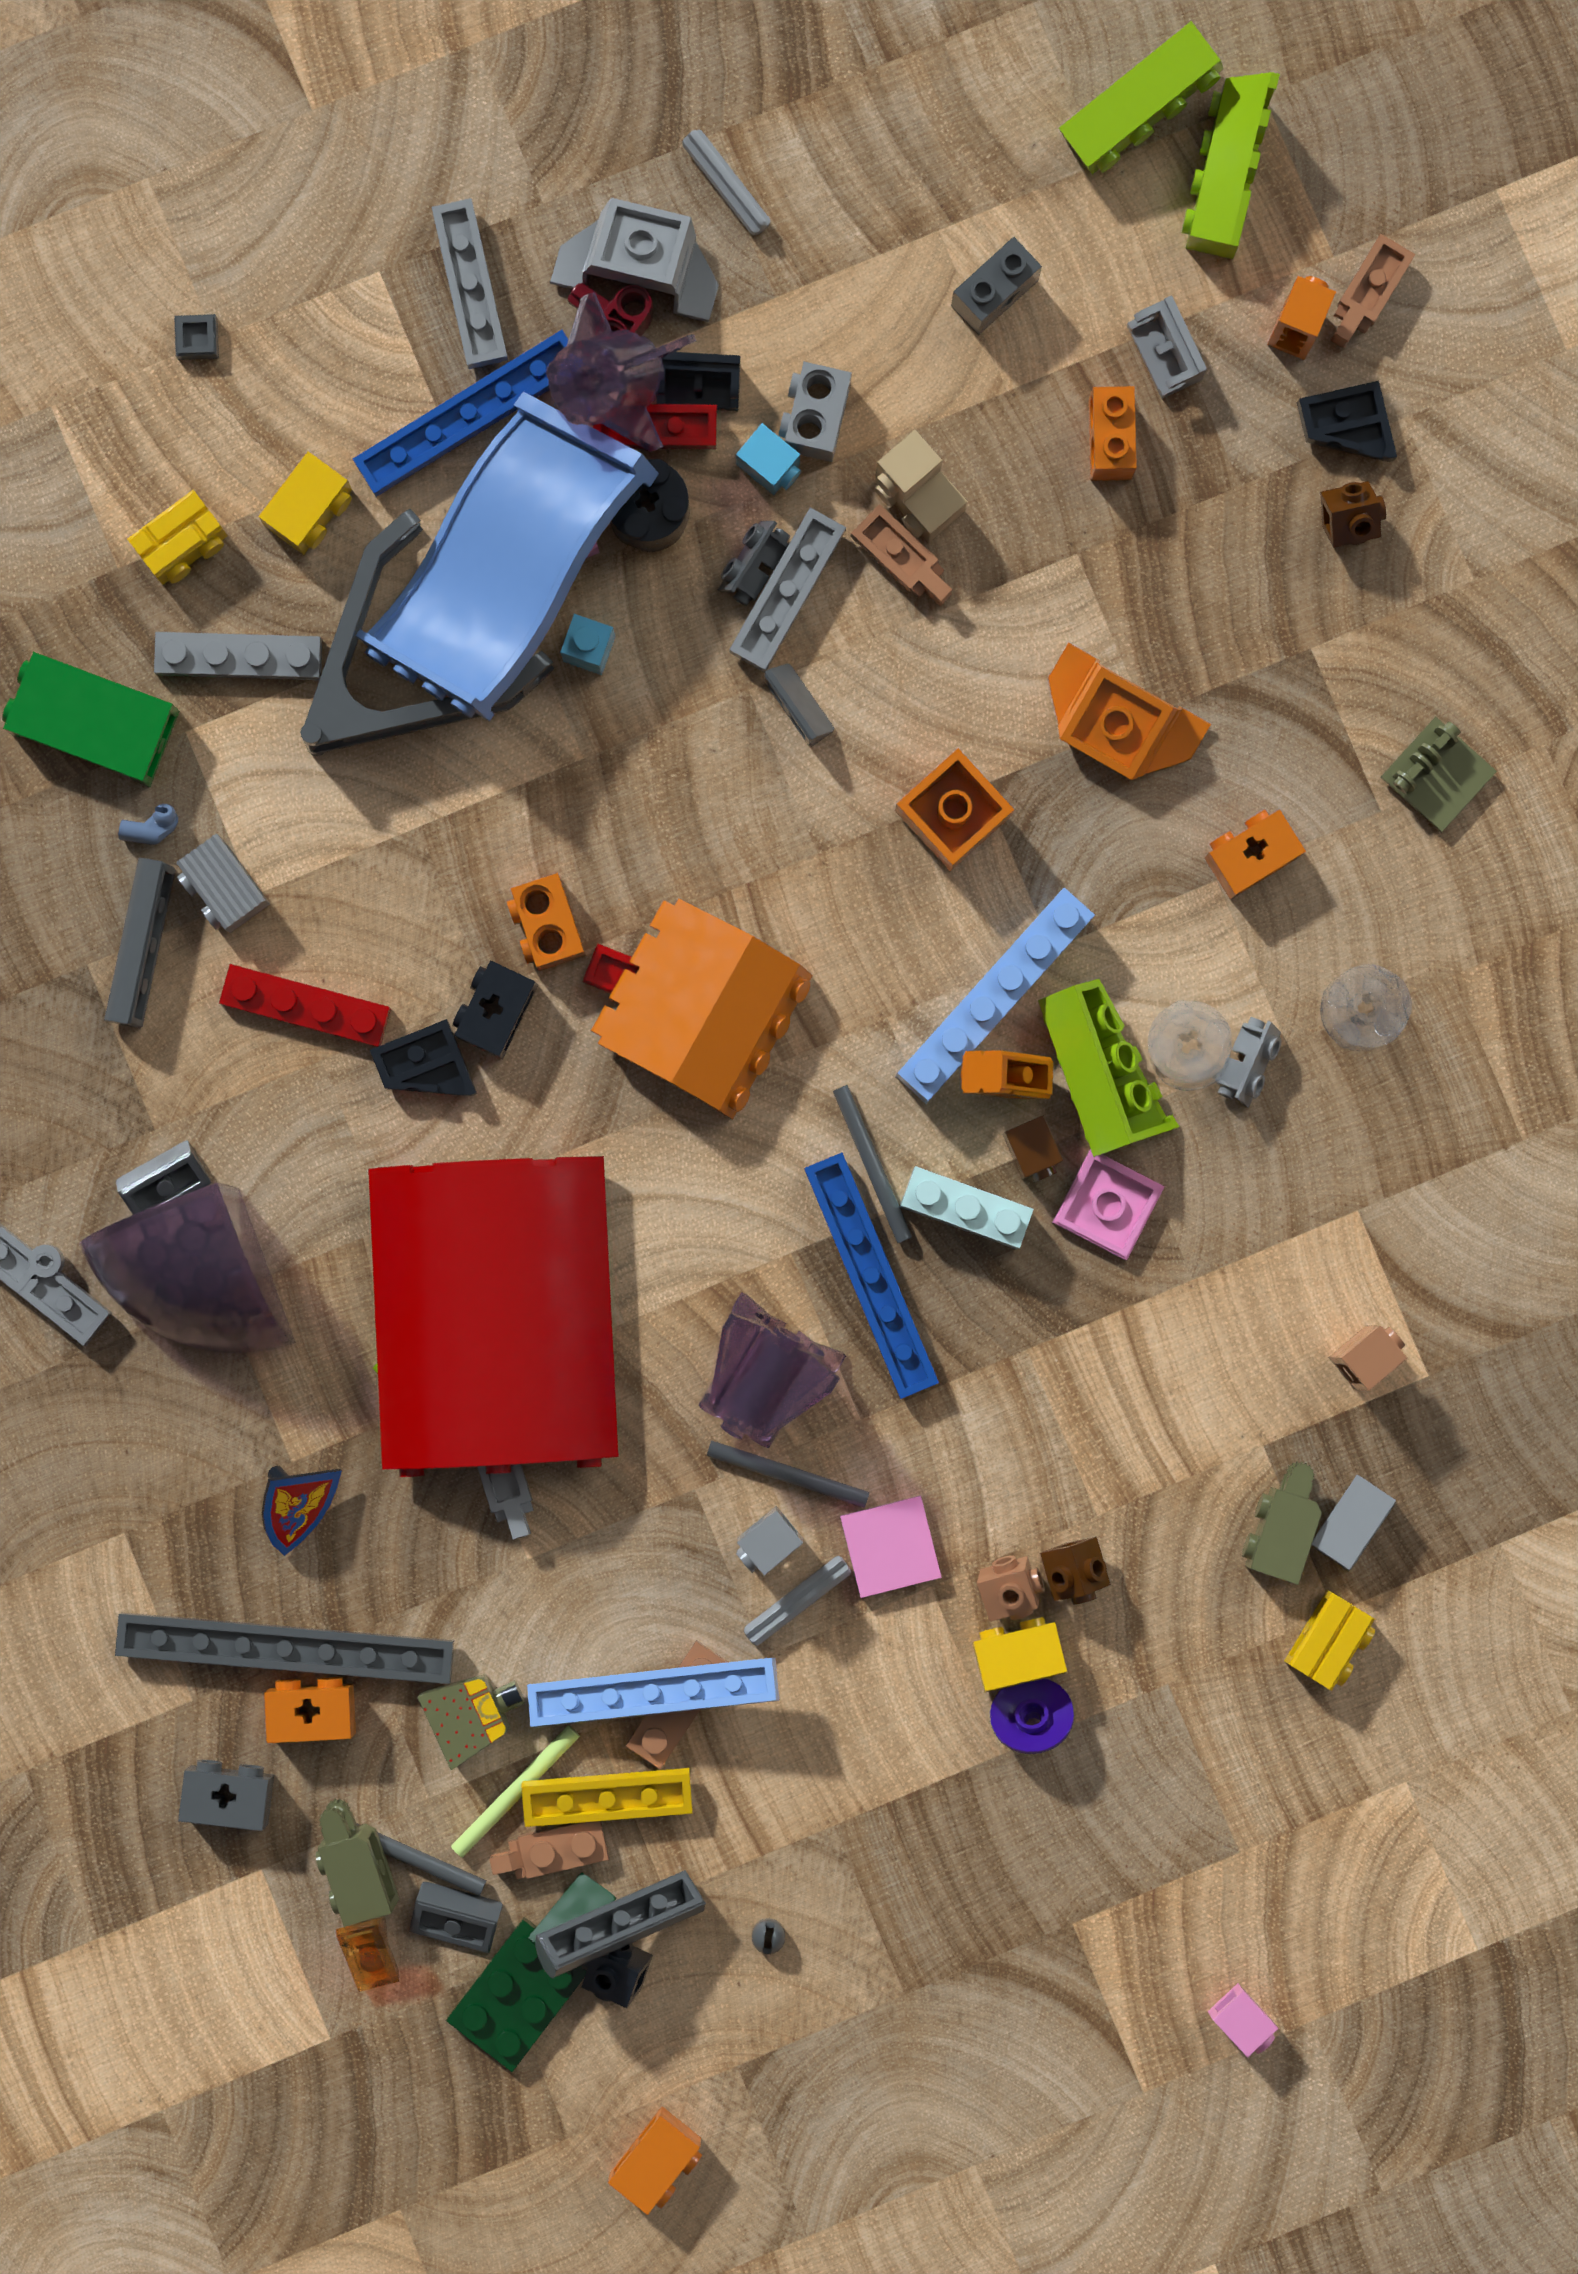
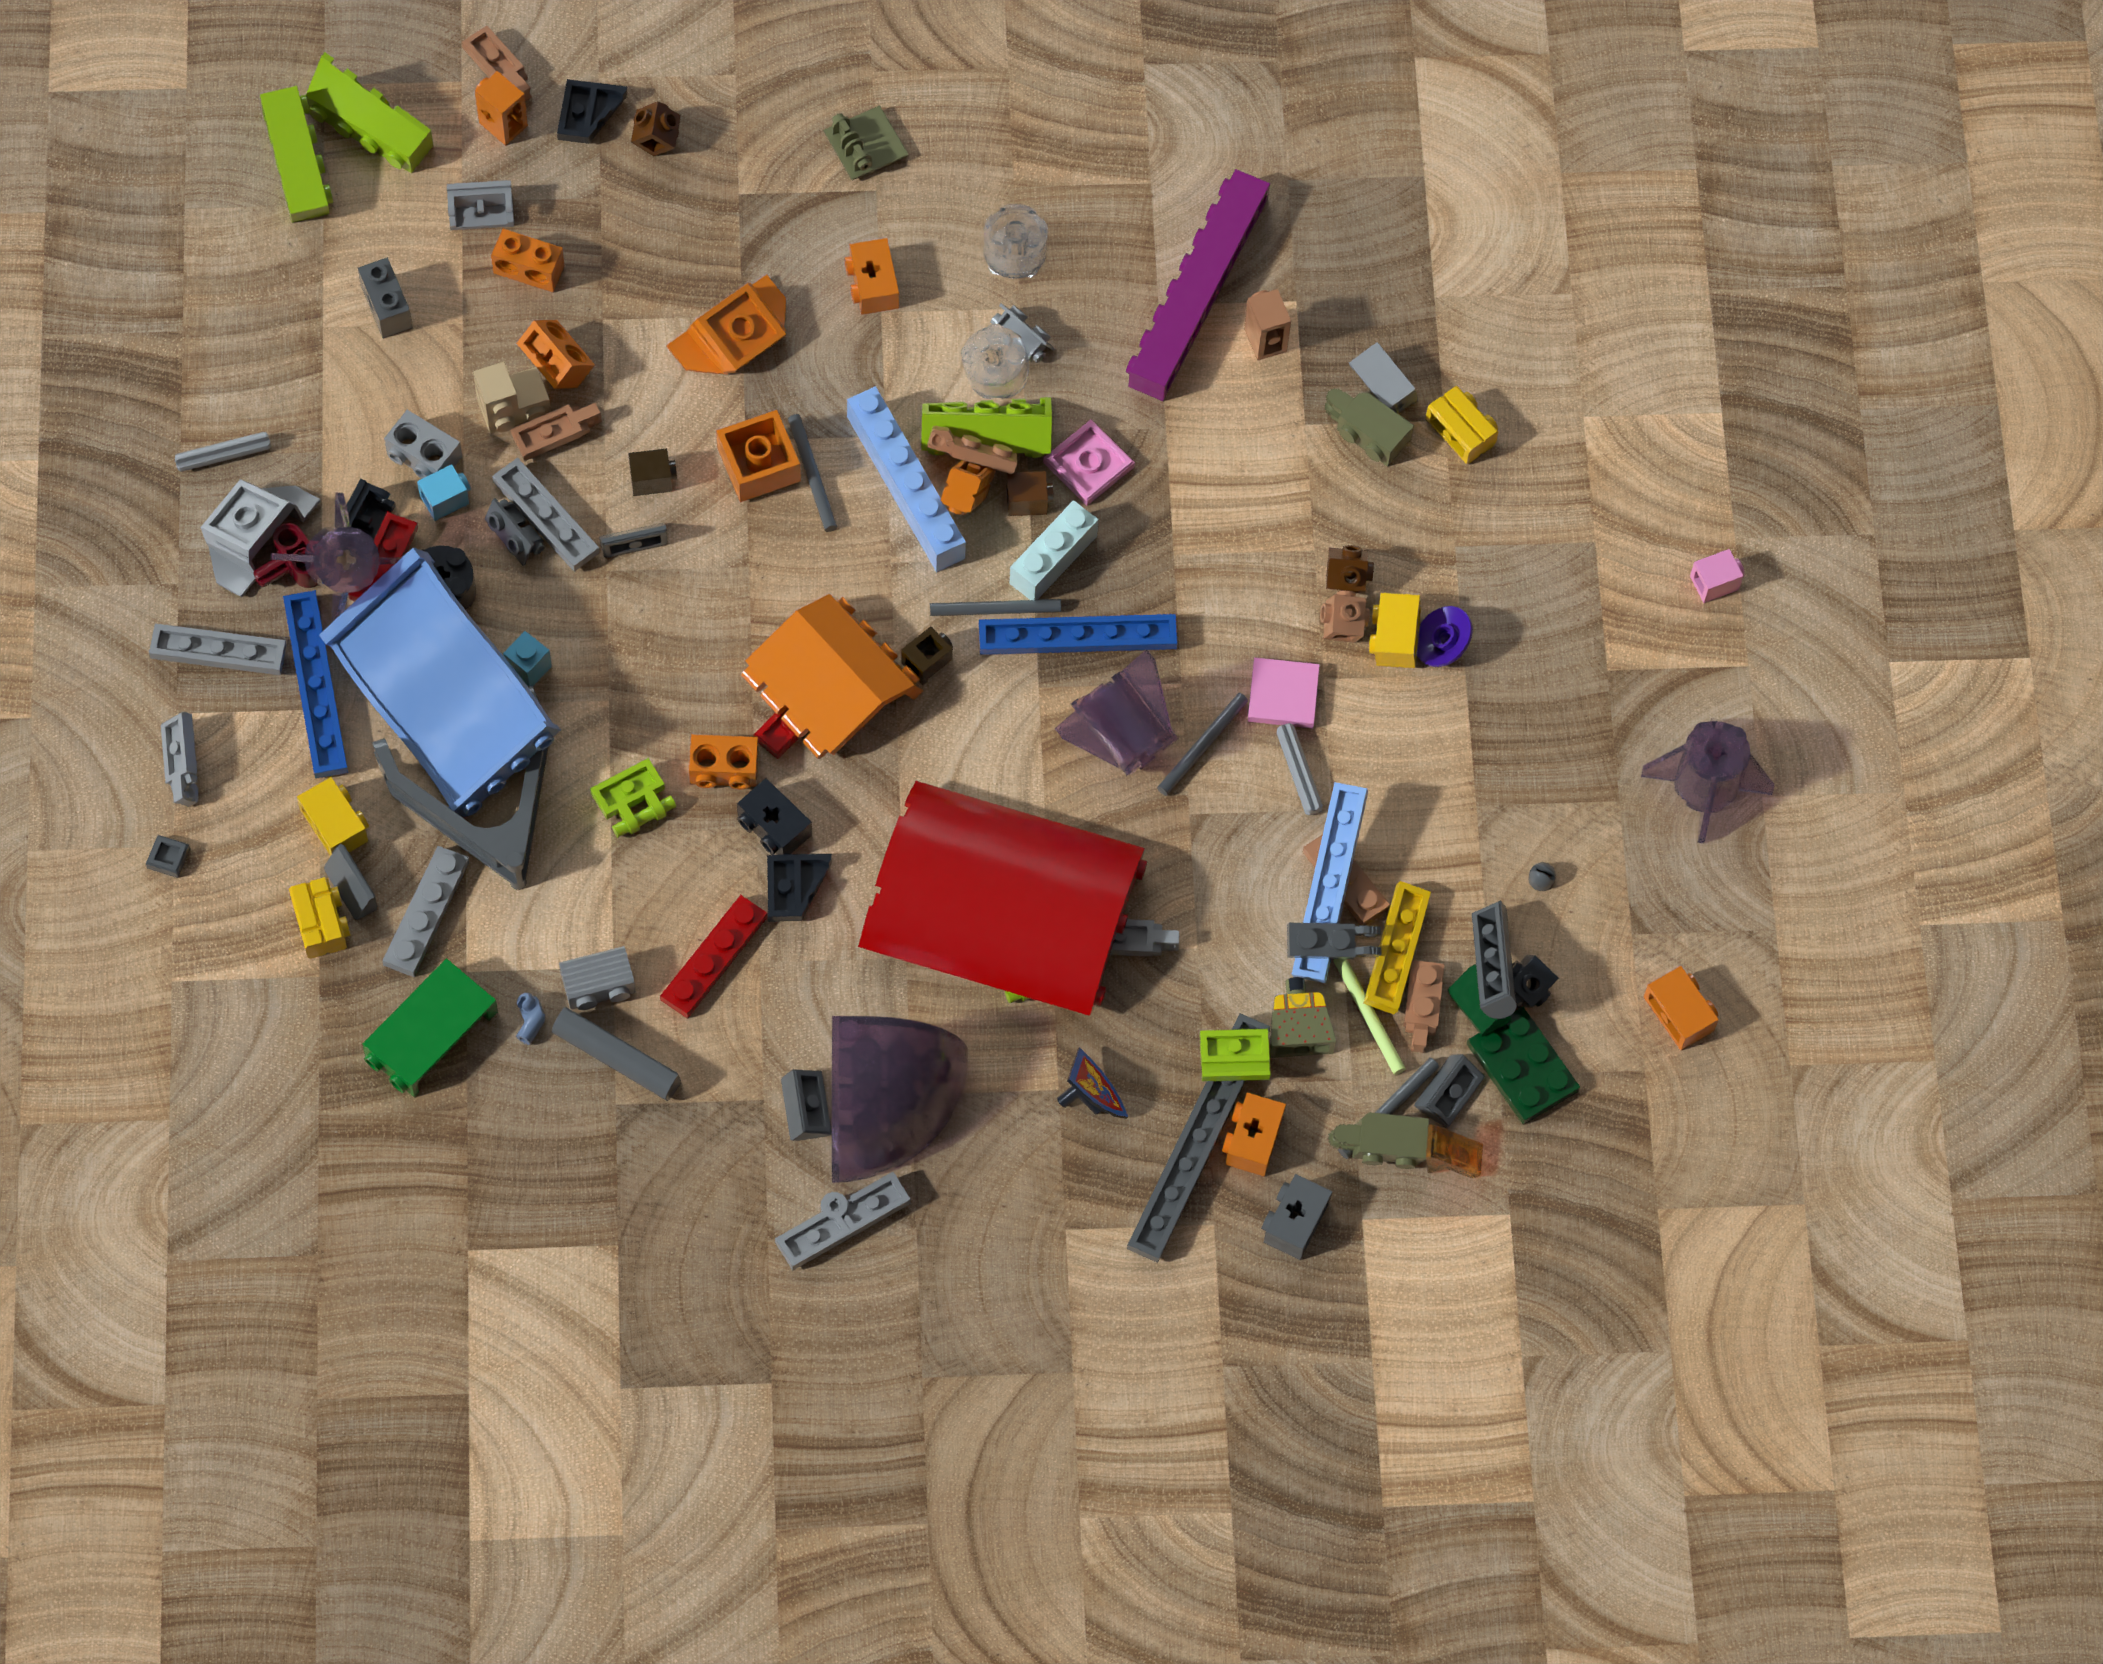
camera: 70 degrees left, 20 degrees down
(238, 558) = (350, 883): none -> dark grey slope
(315, 299) = (180, 758): none -> light grey hinge
(389, 1657) = (1234, 1055): none -> lime plate
(473, 827) = (628, 789): none -> lime plate
(574, 1720) = (1329, 940): none -> dark grey hinge
(763, 1097) = (927, 644): none -> dark brown brick
(768, 1542) = (1247, 762): light grey brick -> none
(889, 691) = (651, 472): none -> dark brown brick
(966, 880) = (812, 473): none -> dark grey bar
(967, 2078) = (1711, 769): none -> clear purple brick
(996, 516) = (555, 354): none -> orange brick
(1053, 1066) = (972, 450): none -> nougat hinge
(1398, 1251) = (1198, 284): none -> magenta brick

